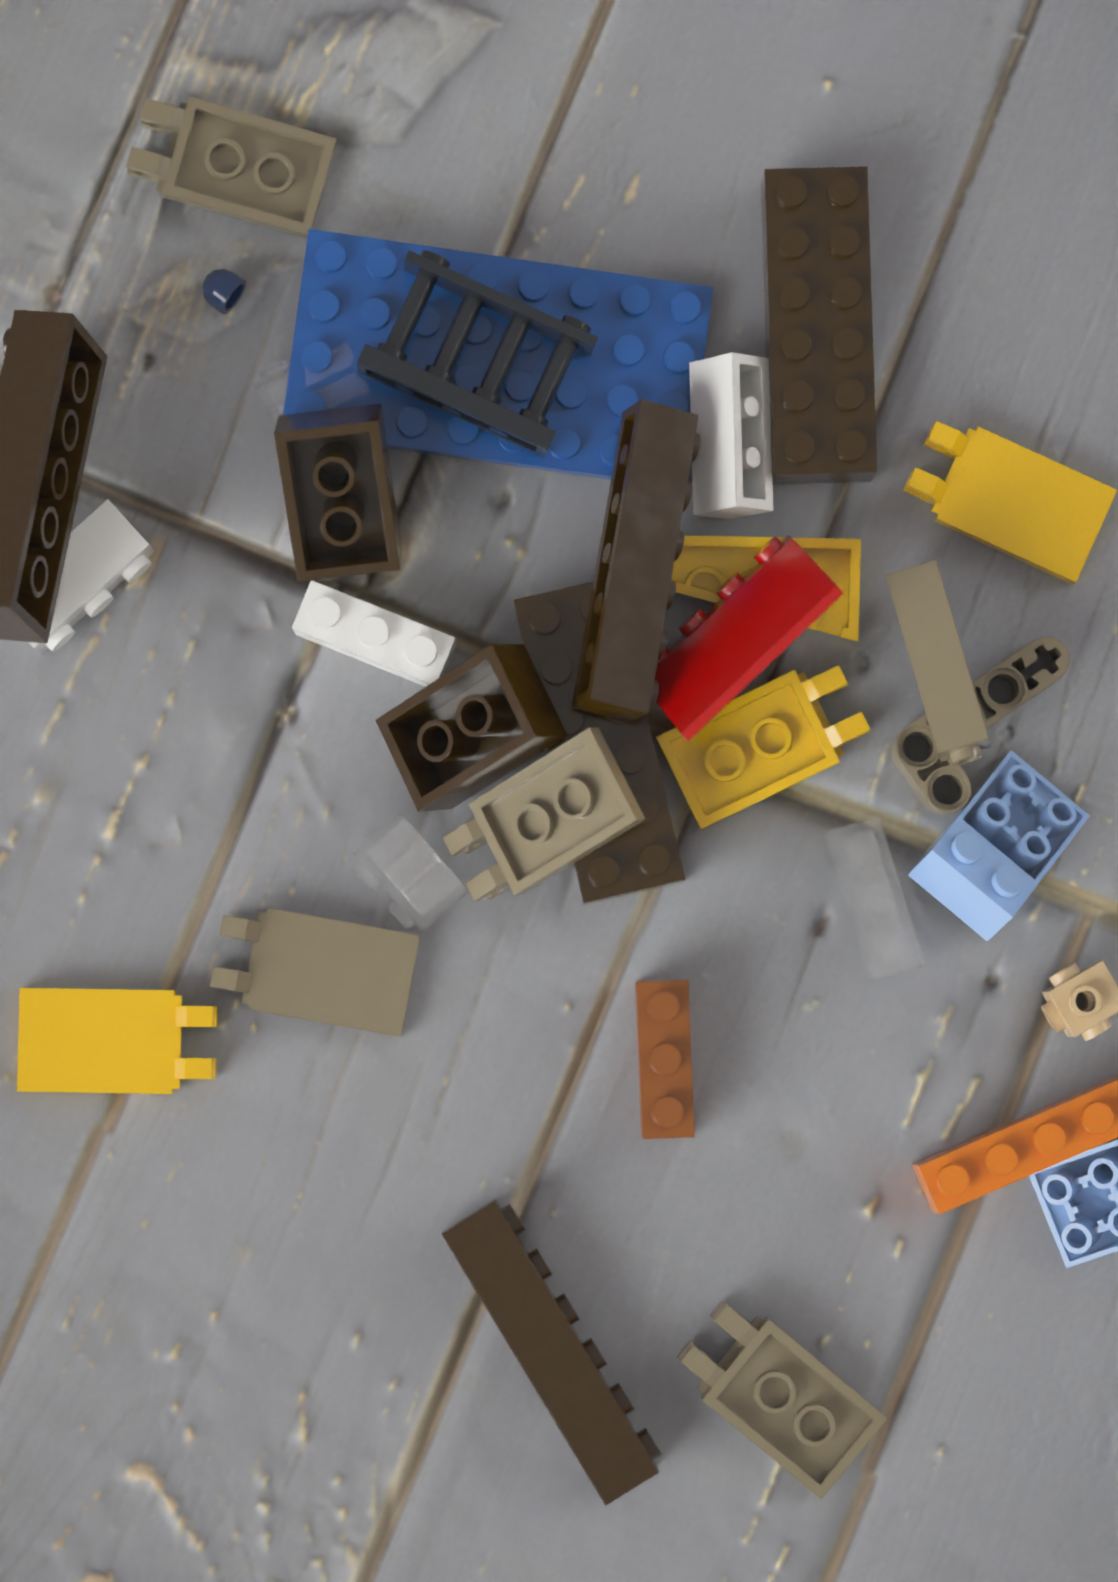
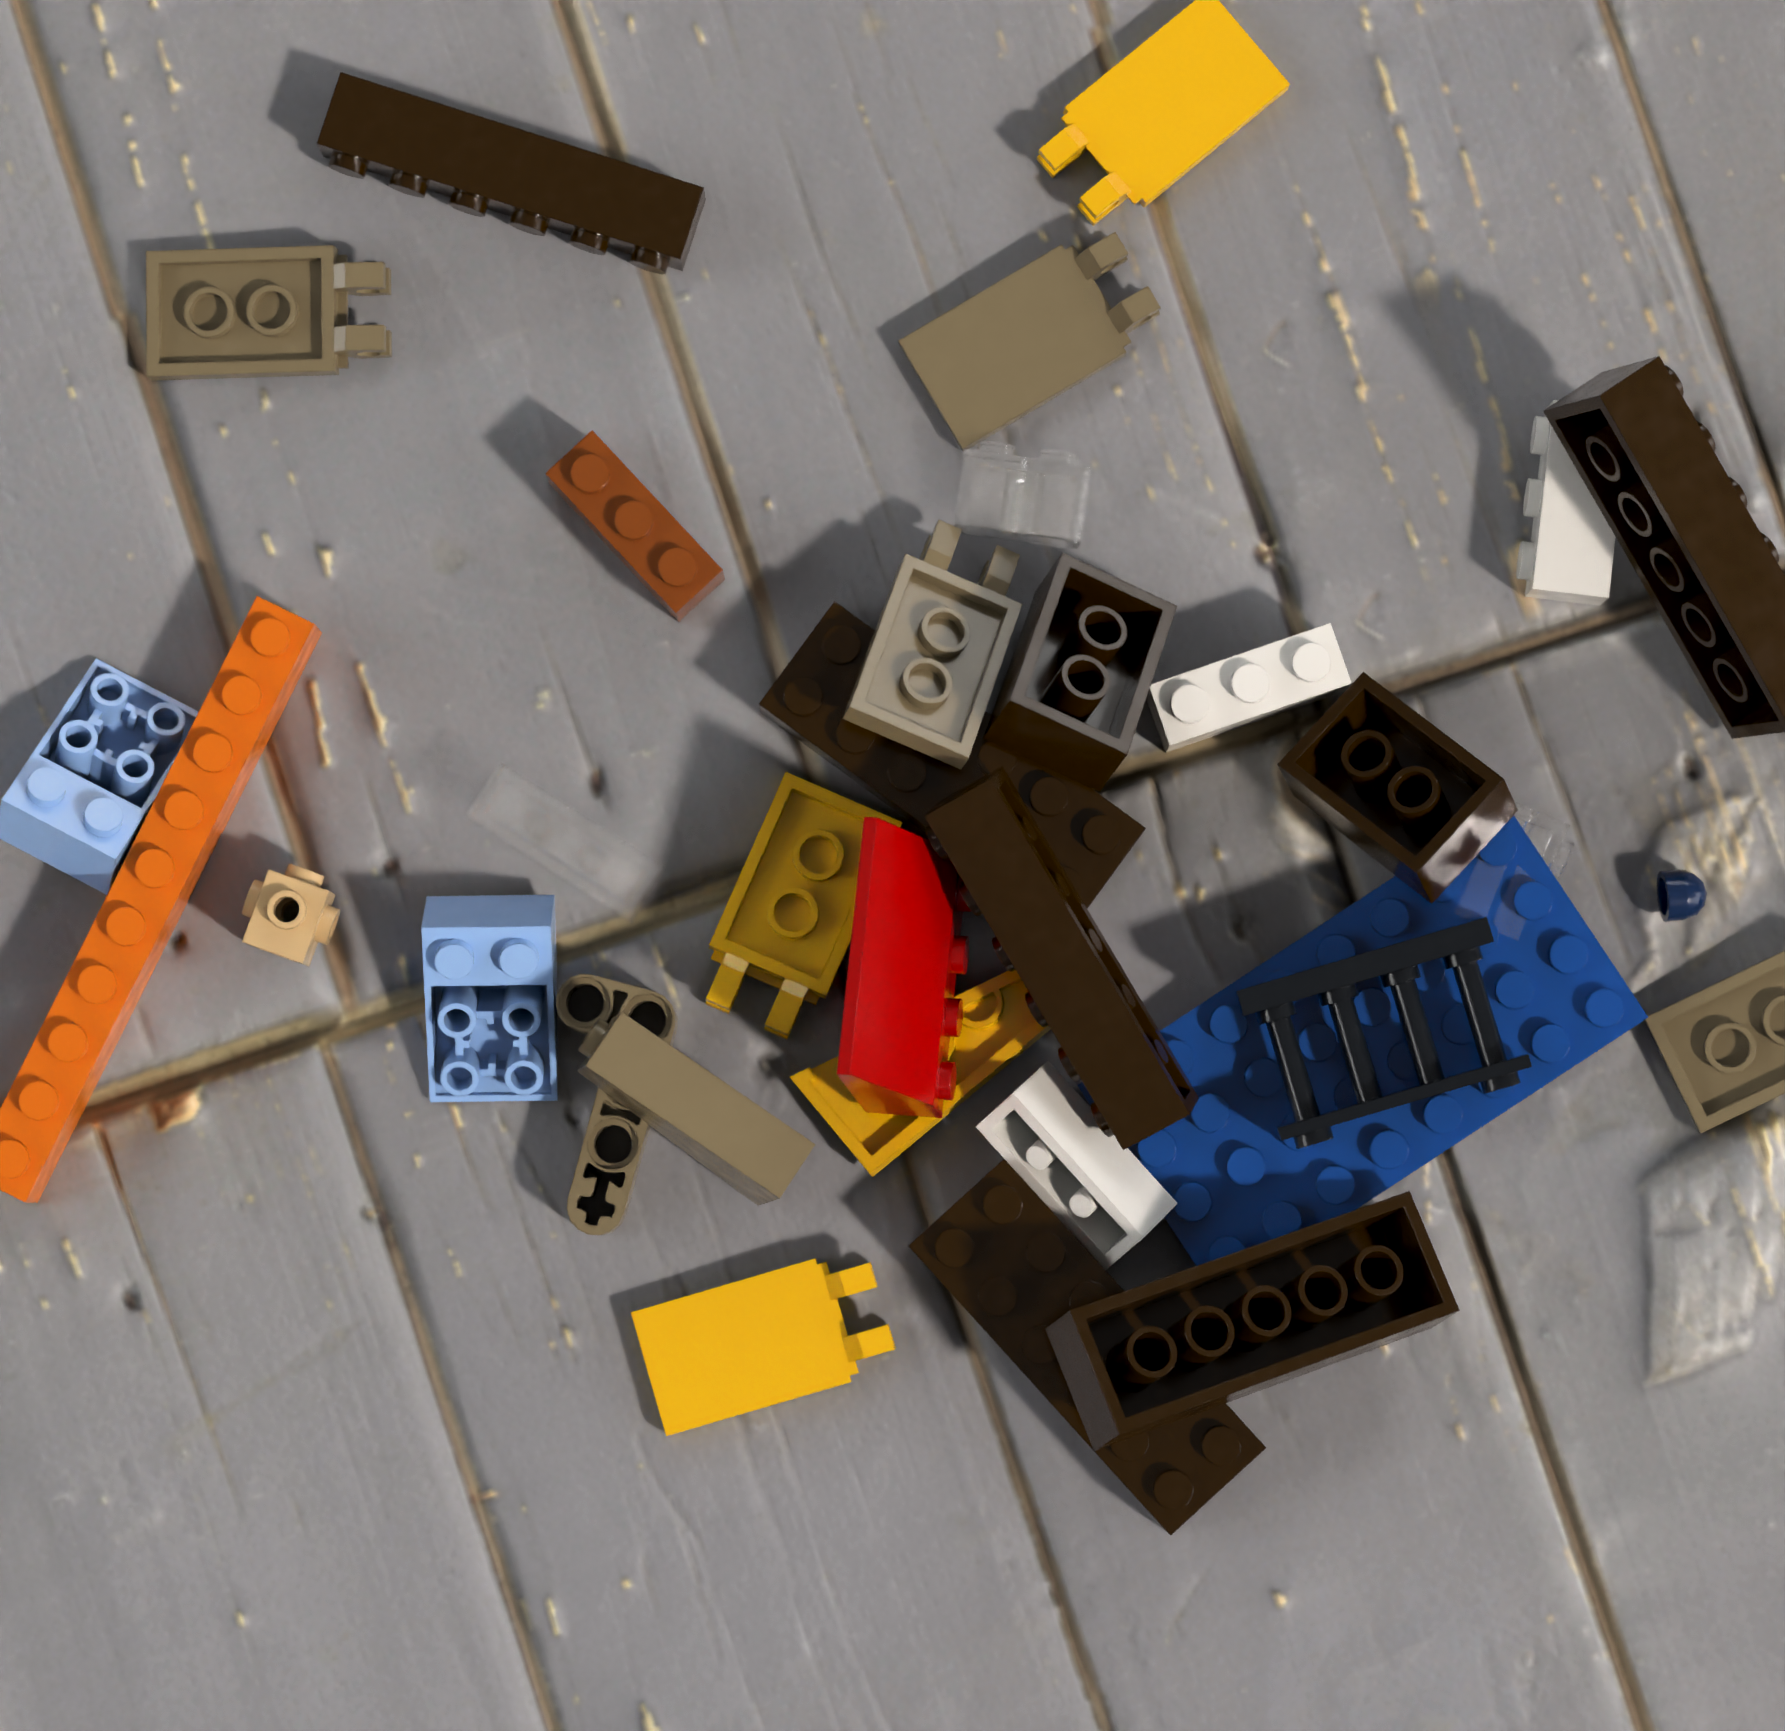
camera: 135 degrees right, 0 degrees up
(711, 245) = (1251, 1320): none -> dark brown brick

